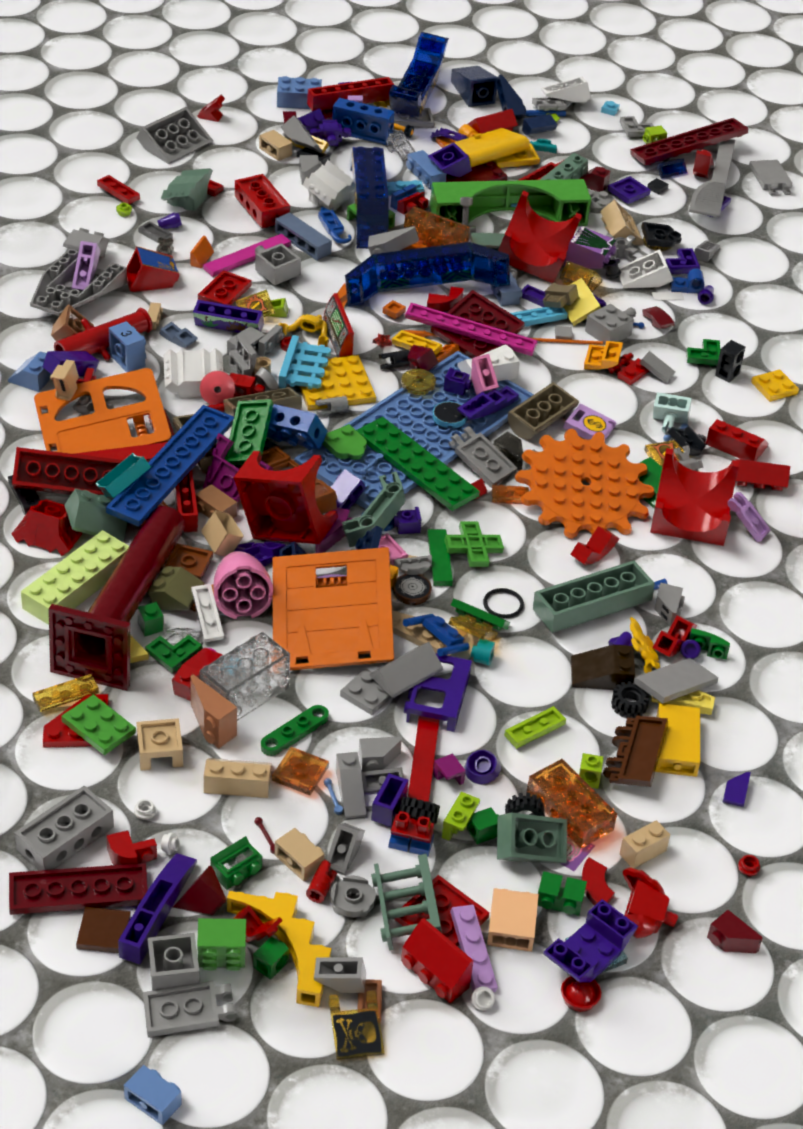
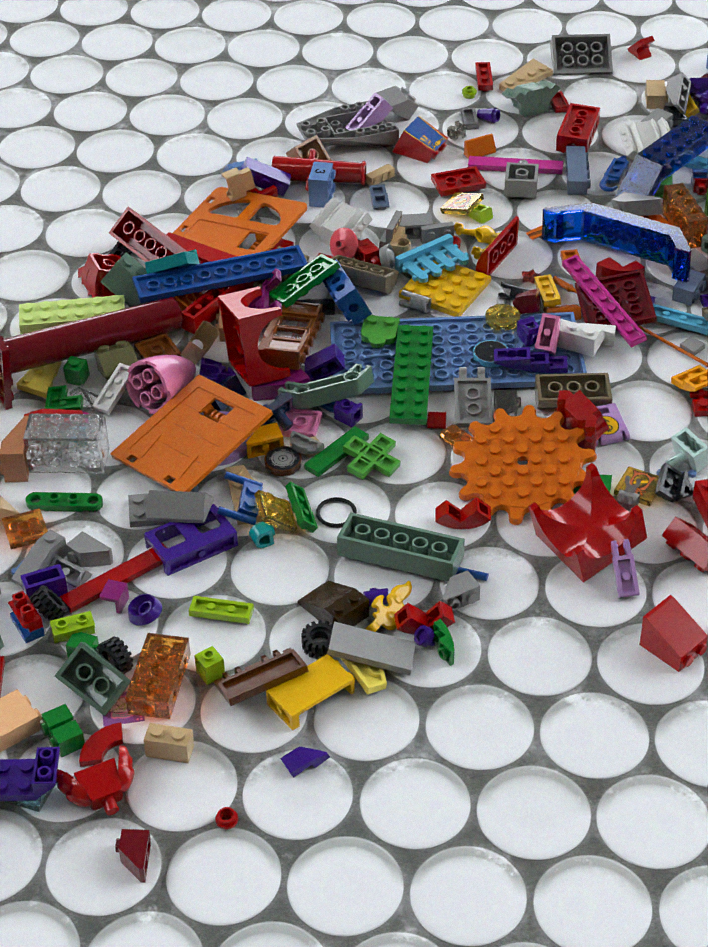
camera: 50 degrees right, 0 degrees up
(150, 175) = (530, 72): none -> tan wing
(227, 317) = (425, 199): dark purple brick -> none
(586, 421) = (581, 413): none -> red slope

